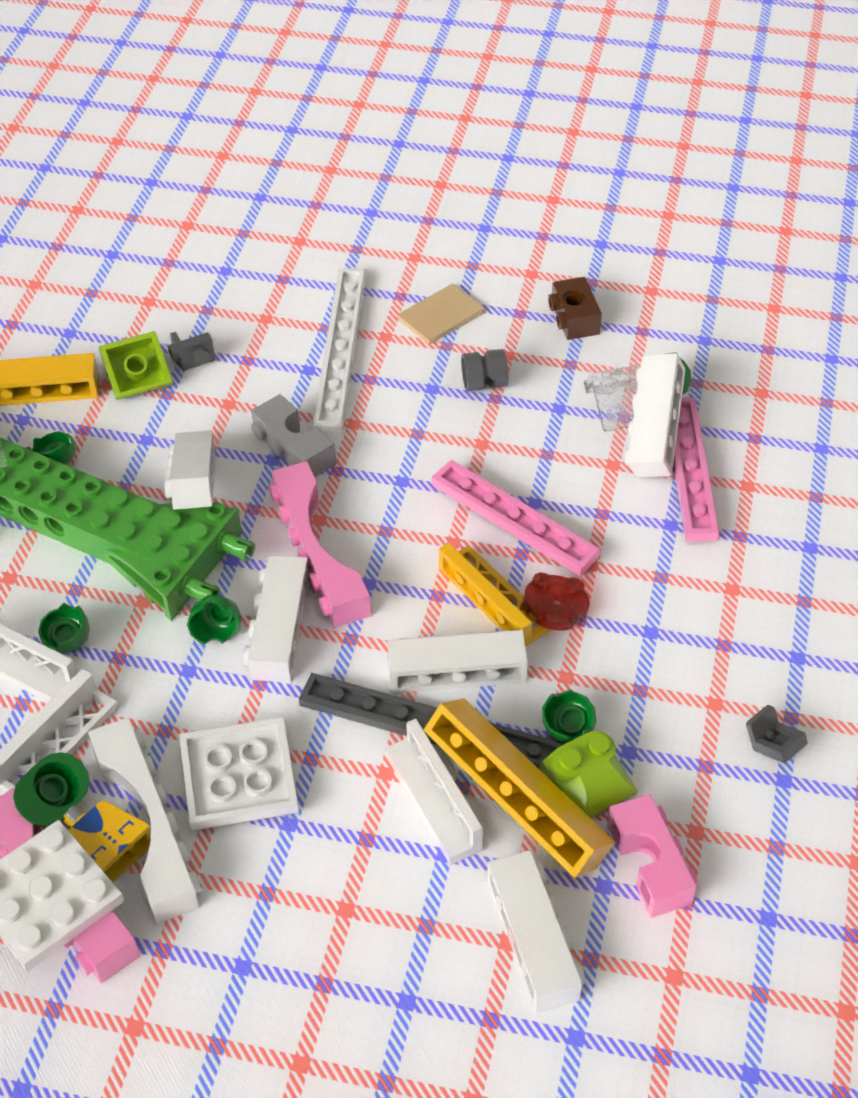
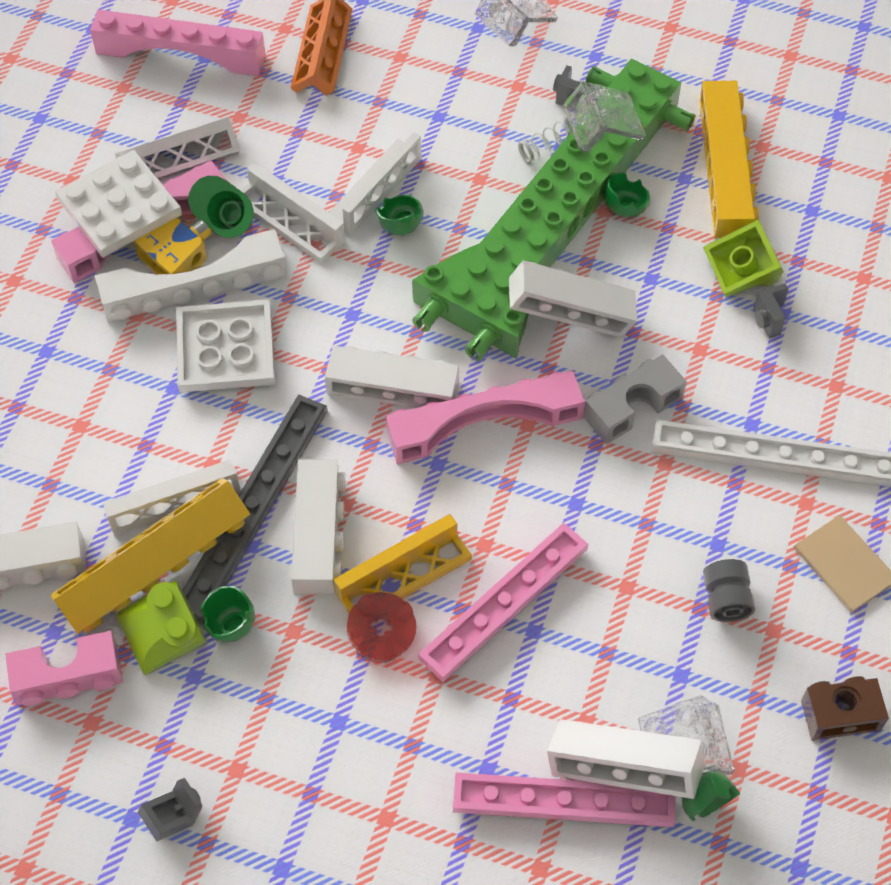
camera: 95 degrees right, 10 degrees up
(214, 619) = (396, 323): green hair -> none

